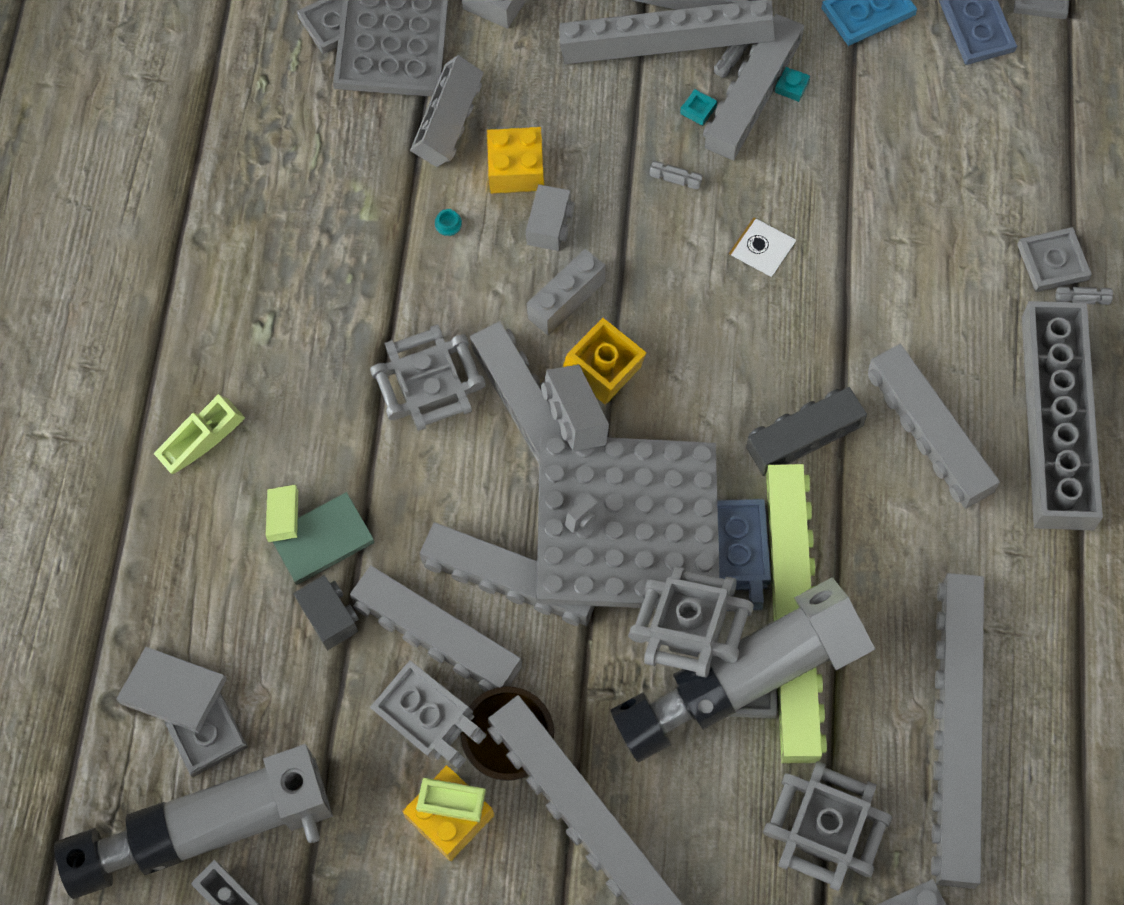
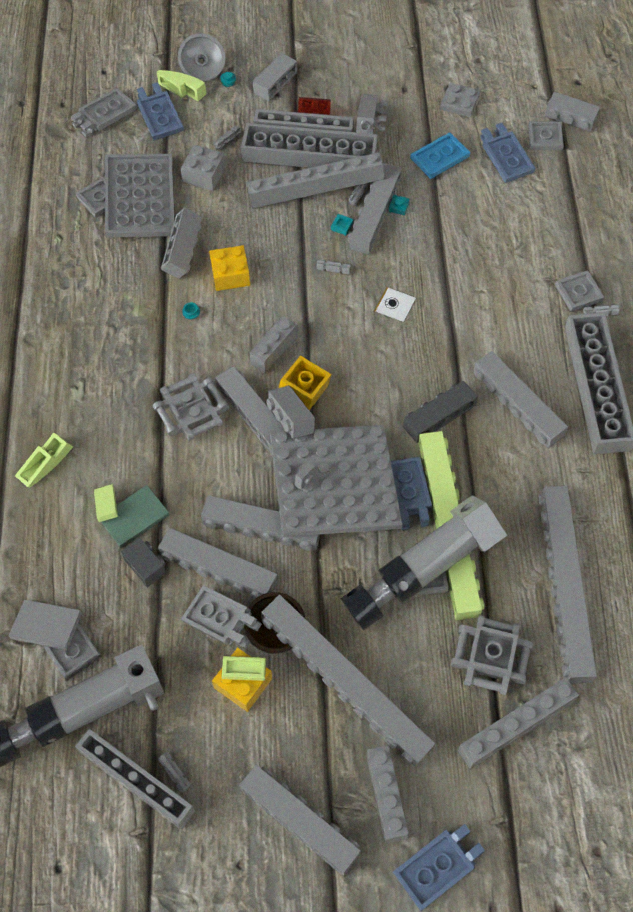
camera: 10 degrees left, 5 degrees down
(549, 217) = (256, 300): light grey brick -> none
(690, 620) = (385, 533): light grey brick -> none

